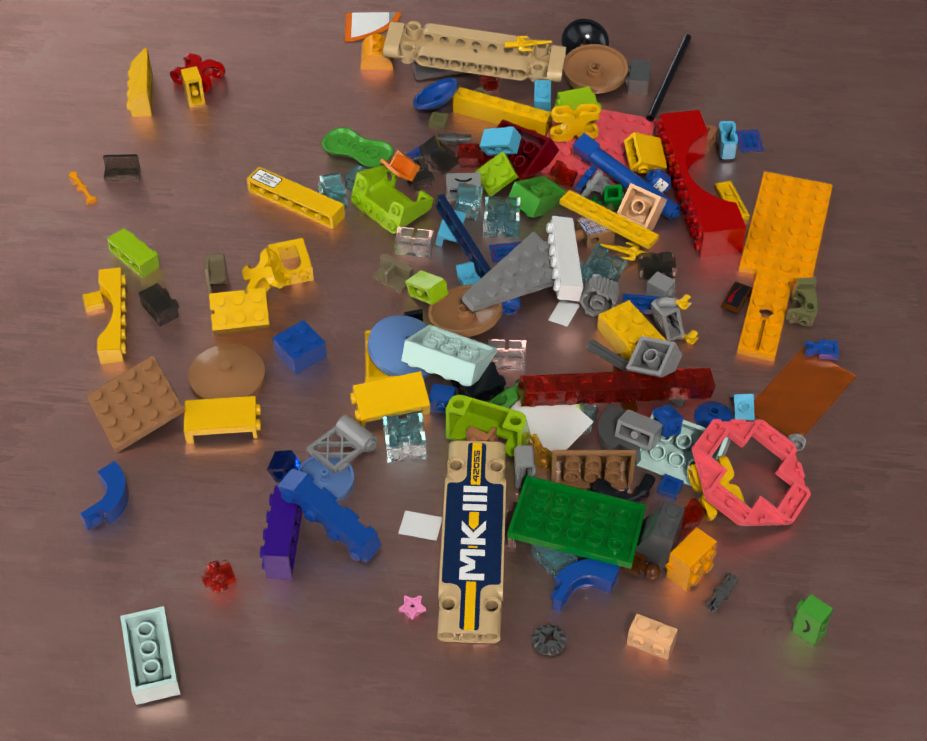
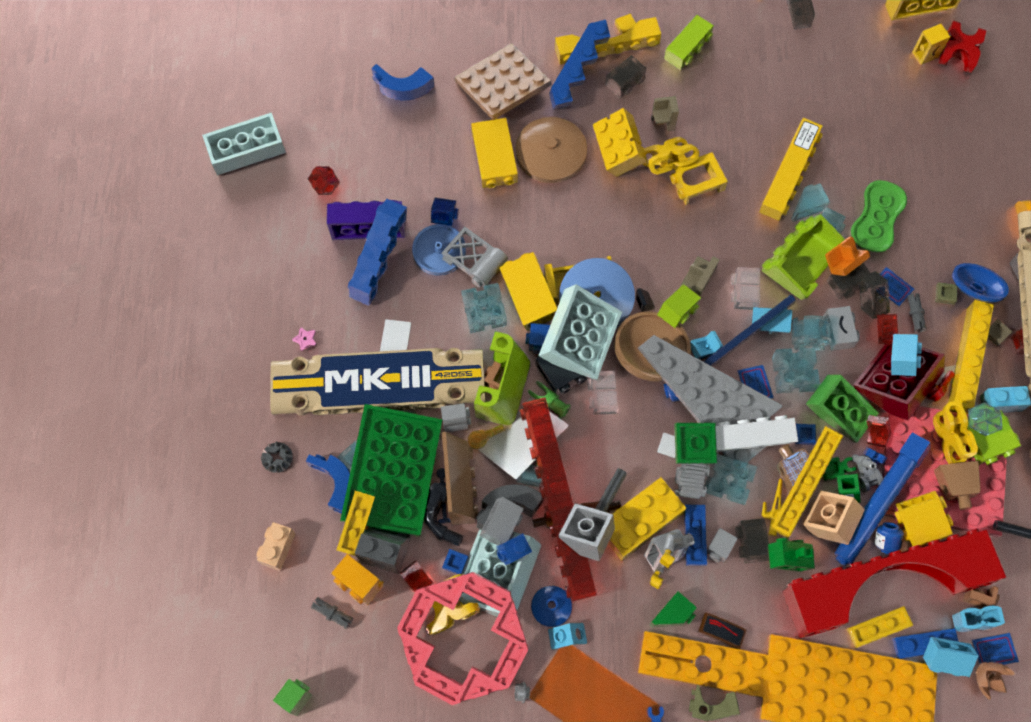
camera: 85 degrees right, 20 degrees up
(145, 338) = (582, 55): none -> blue brick
(299, 347) = (587, 203): blue brick -> none
(497, 173) = (863, 360): lime plate -> none
(569, 95) = (985, 419): none -> clear light blue brick
(574, 275) = (695, 443): none -> green tile
(614, 130) = (959, 482): none -> medium nougat torso
(637, 546) = (355, 522): none -> yellow plate
(673, 238) = (791, 555): none -> green brick
(720, 325) = (675, 612): none -> green slope
(745, 177) = (916, 644): none -> blue plate
(758, 159) = (950, 657): none -> medium azure brick
(772, 143) = (990, 677): none -> nougat piece

